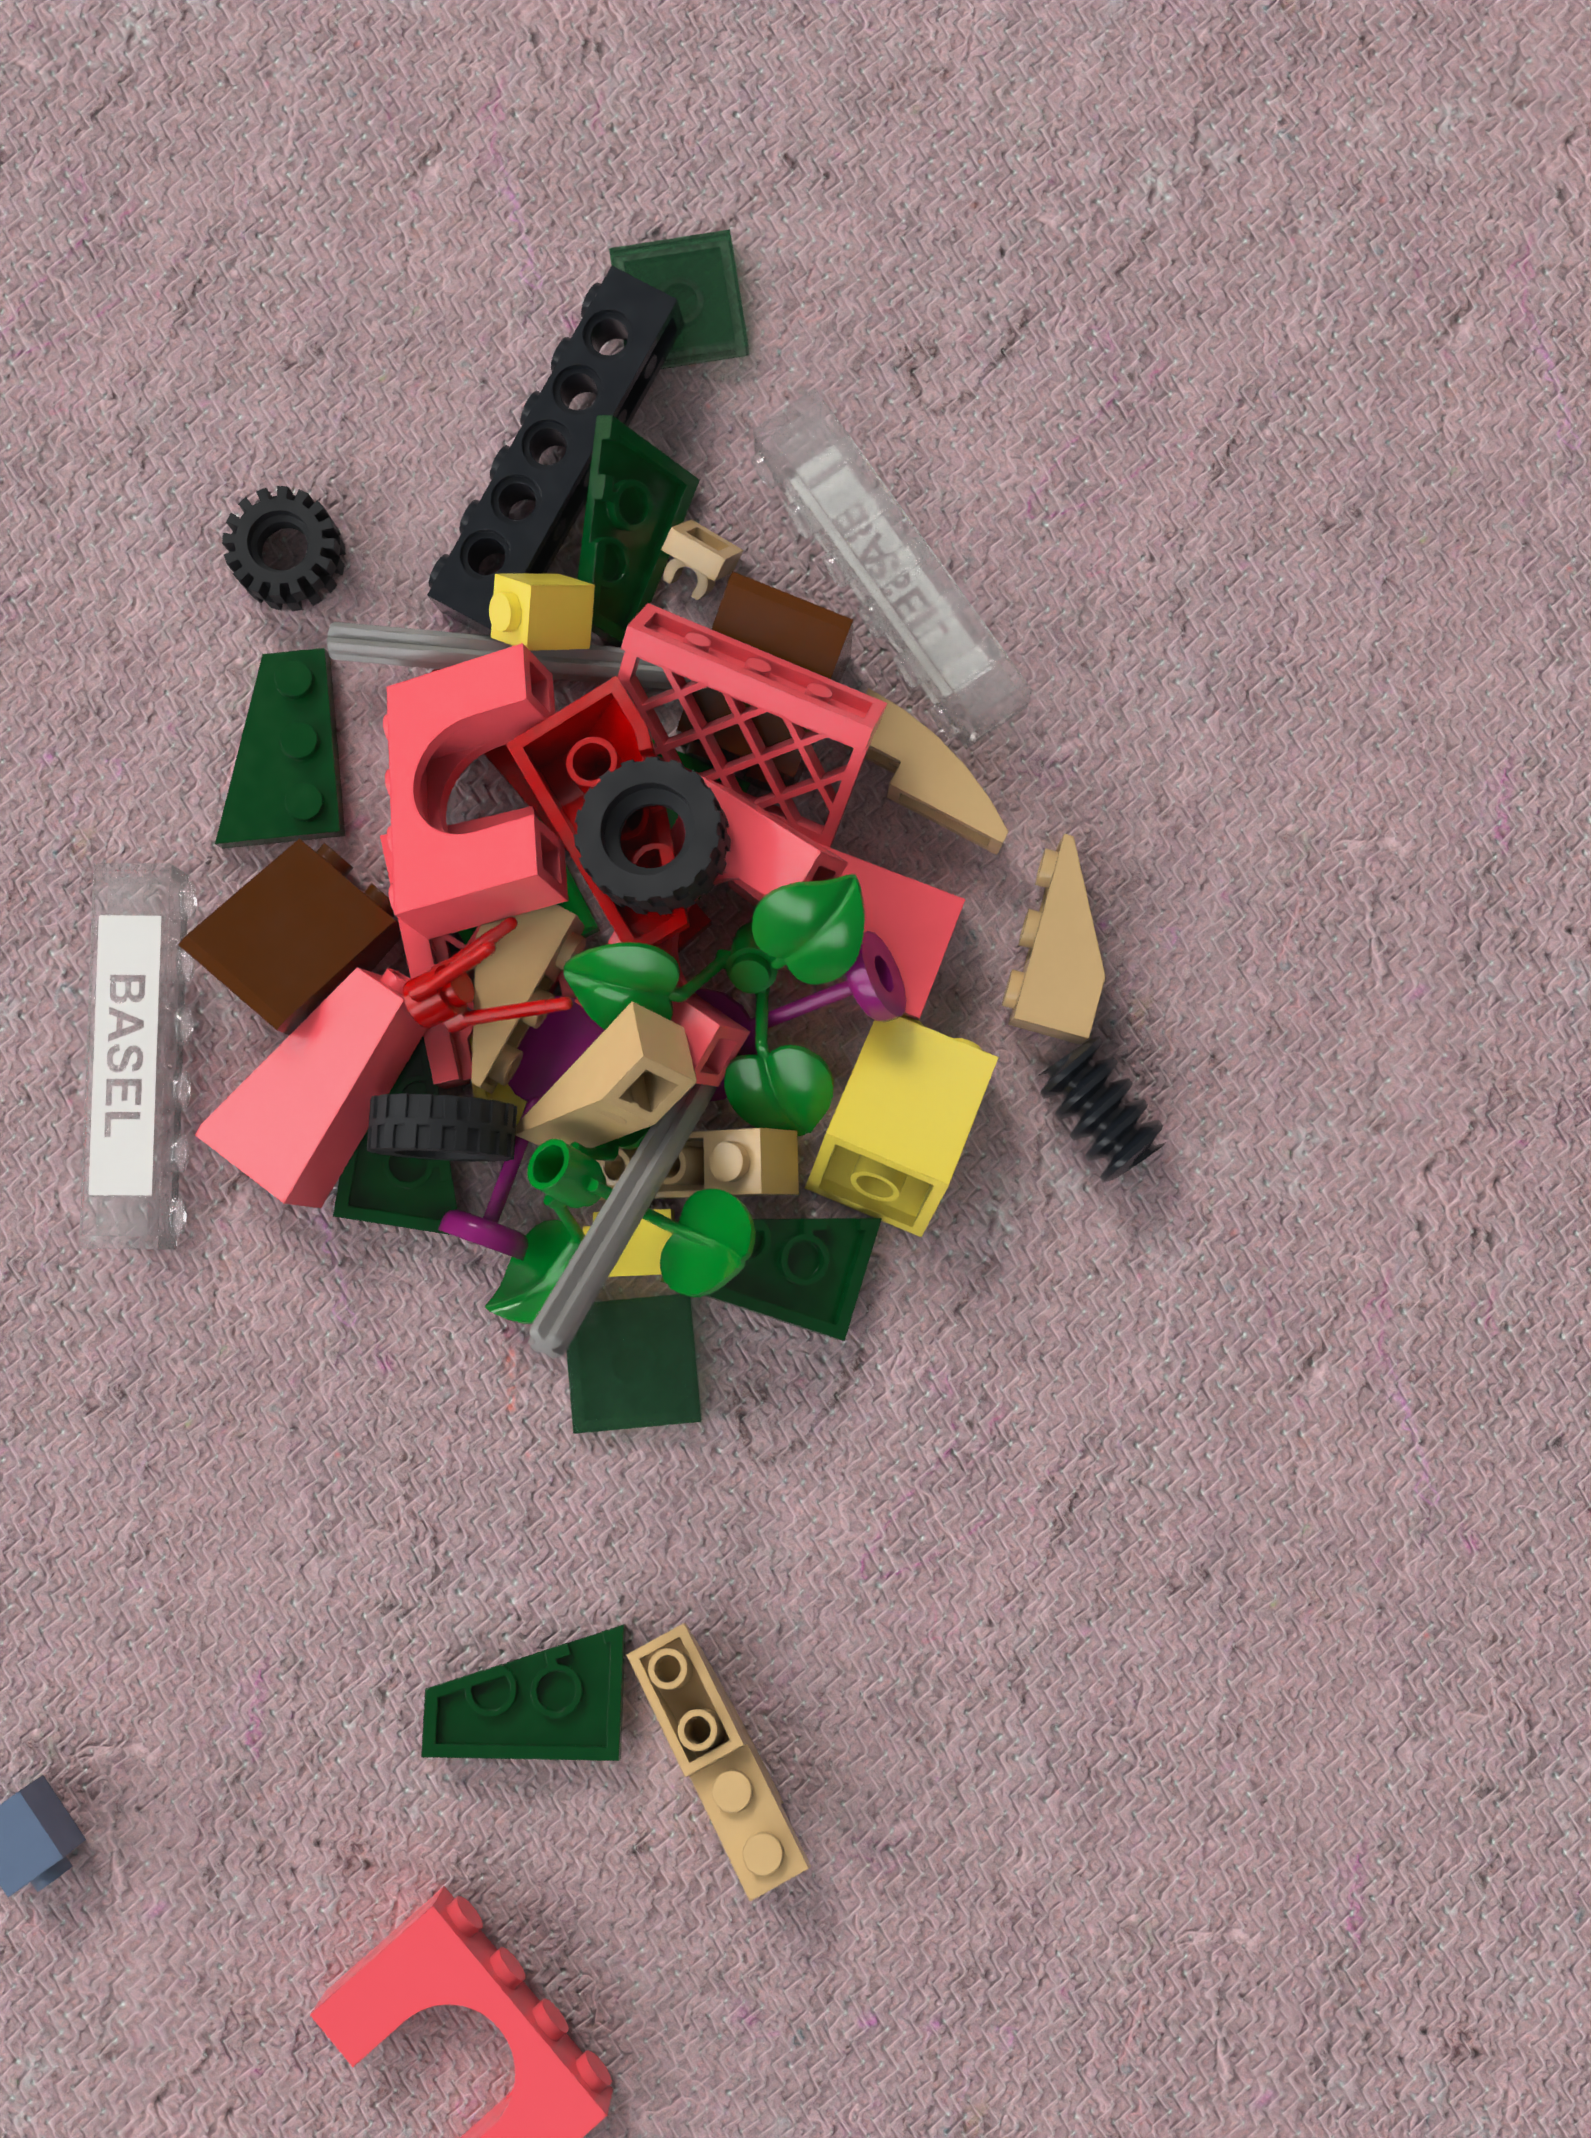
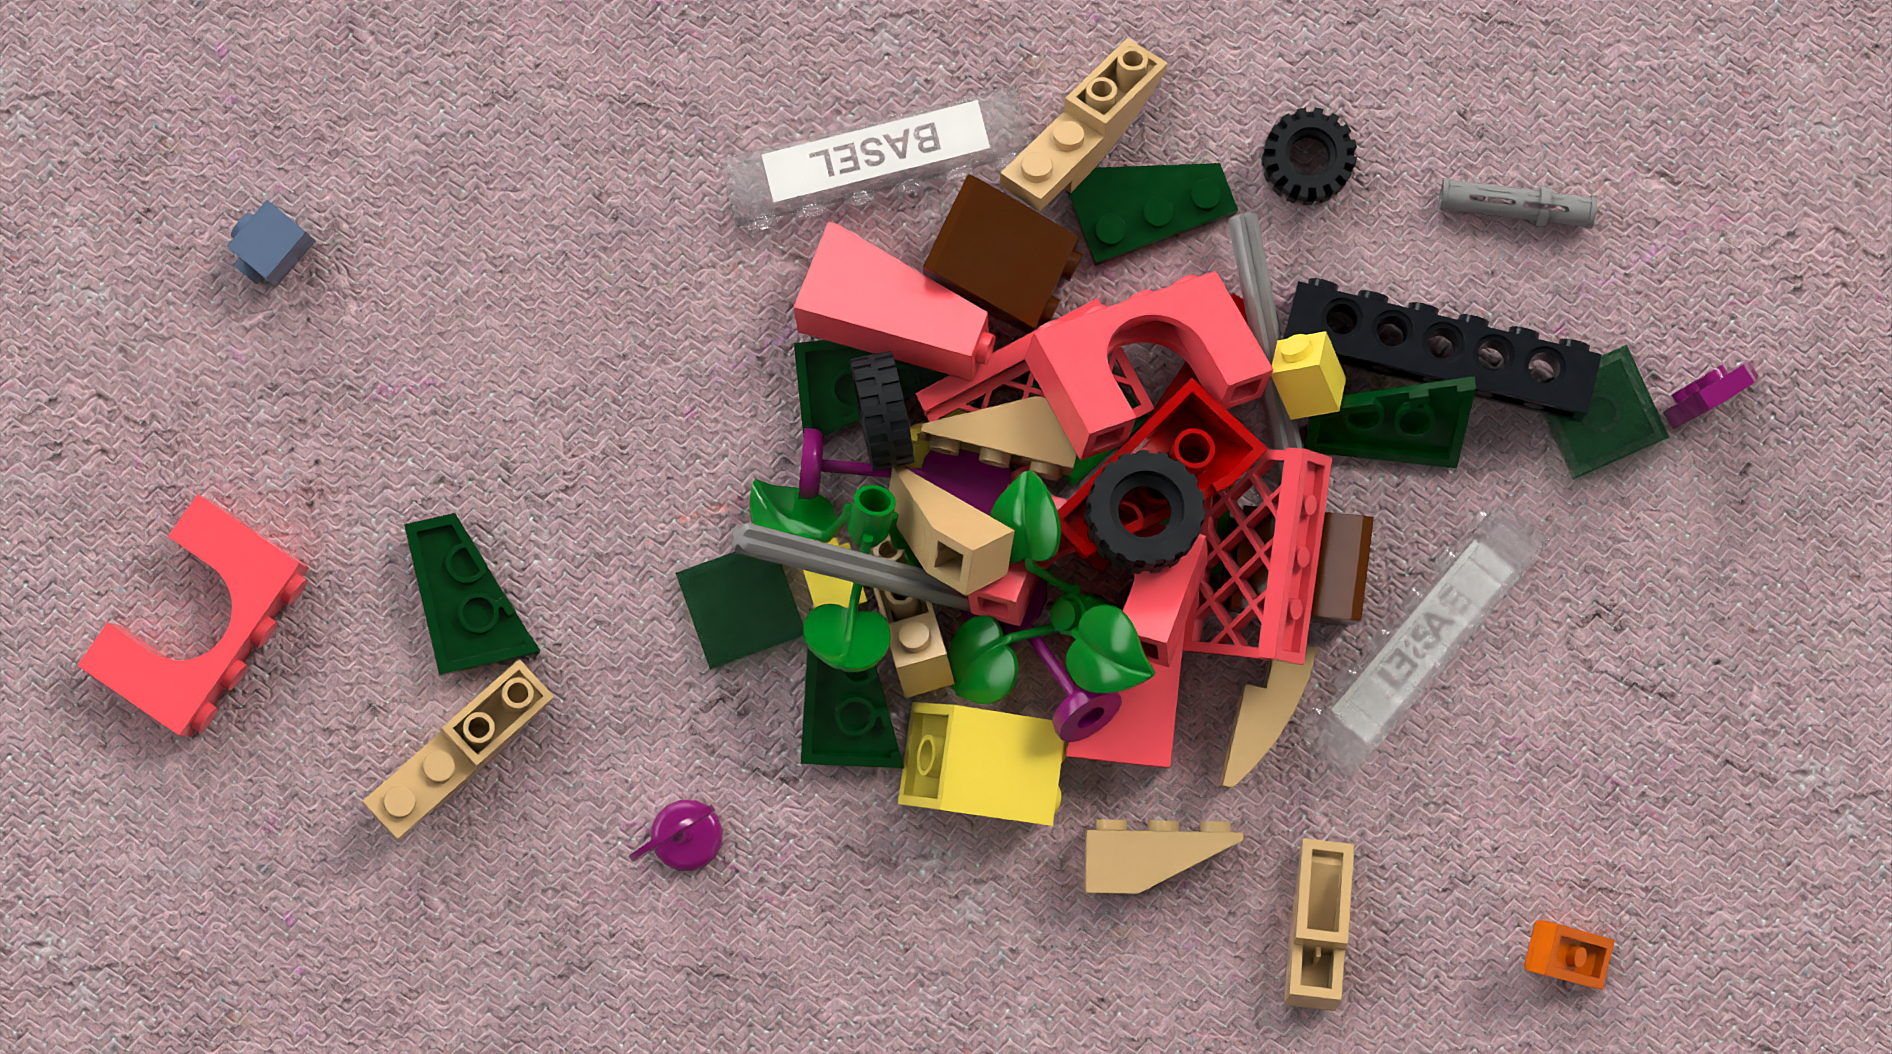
camera: 70 degrees right, 0 degrees up
(173, 794) = (1088, 128): none -> tan slope
(435, 263) = (1578, 209): none -> light grey pin
(447, 989) = (988, 386): red plant -> none
(692, 153) = (1709, 392): none -> magenta wing
(701, 551) = (1396, 485): tan tile -> none
(894, 1506) = (684, 836): none -> magenta piece
(1101, 1109) = (1033, 918): black piece -> none
(1192, 778) = (1319, 925): none -> tan slope
(1295, 507) = (1569, 954): none -> orange slope

